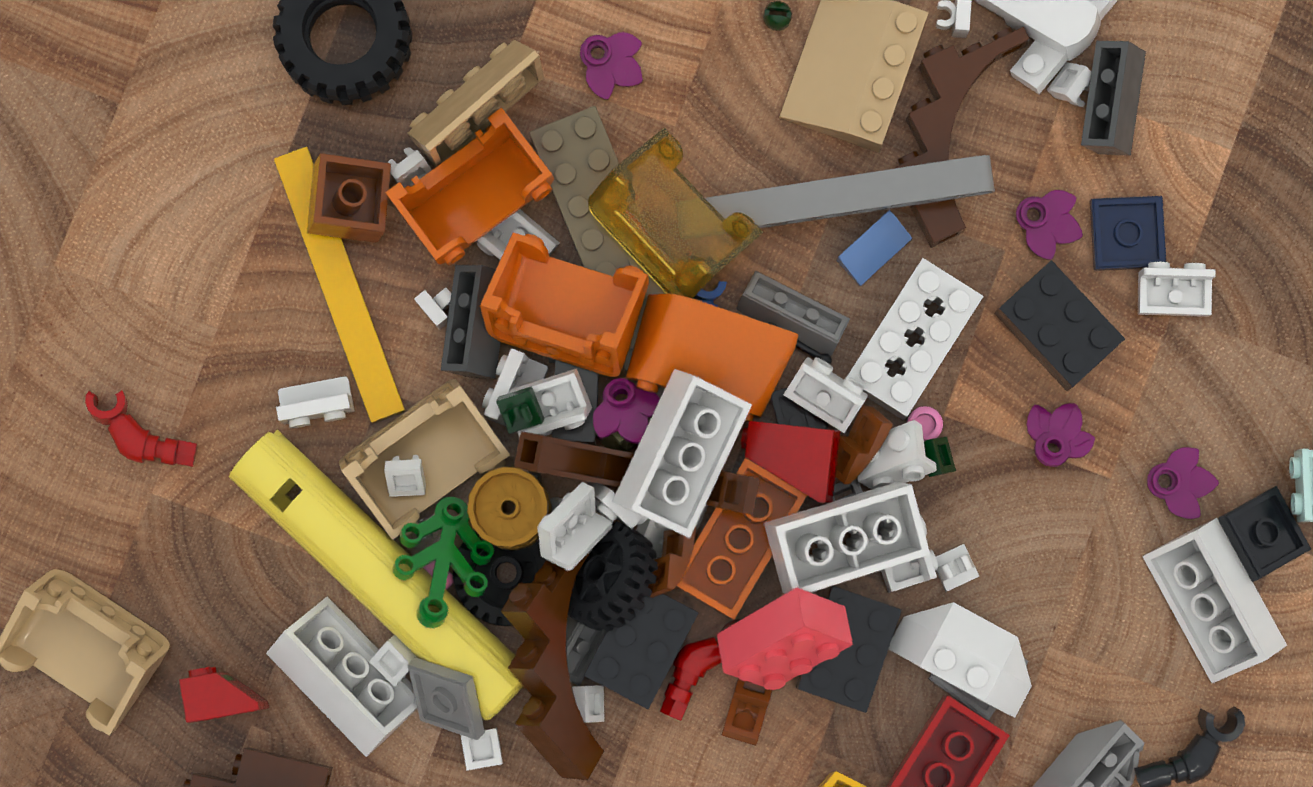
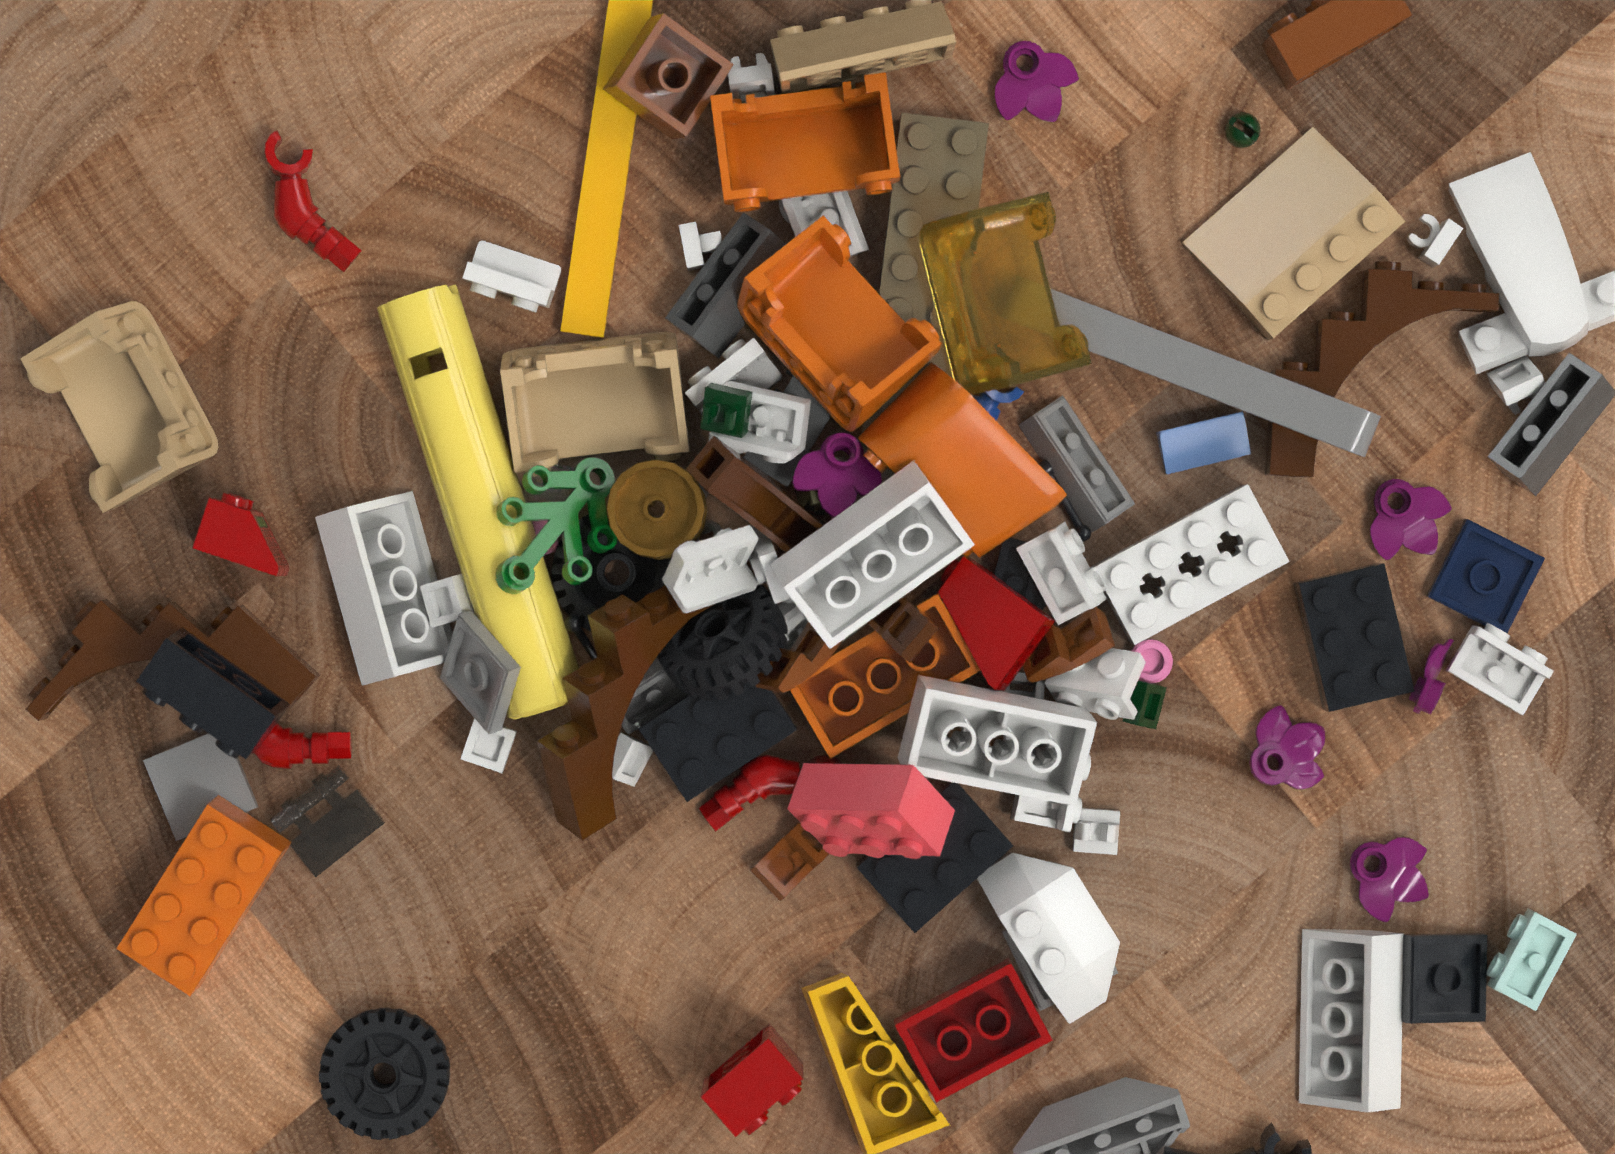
camera: 30 degrees right, 5 degrees up
(405, 477) = (564, 411): white tile -> none
(495, 626) = (573, 624): none -> black hinge
(1134, 334) = (1429, 688): none -> magenta plate

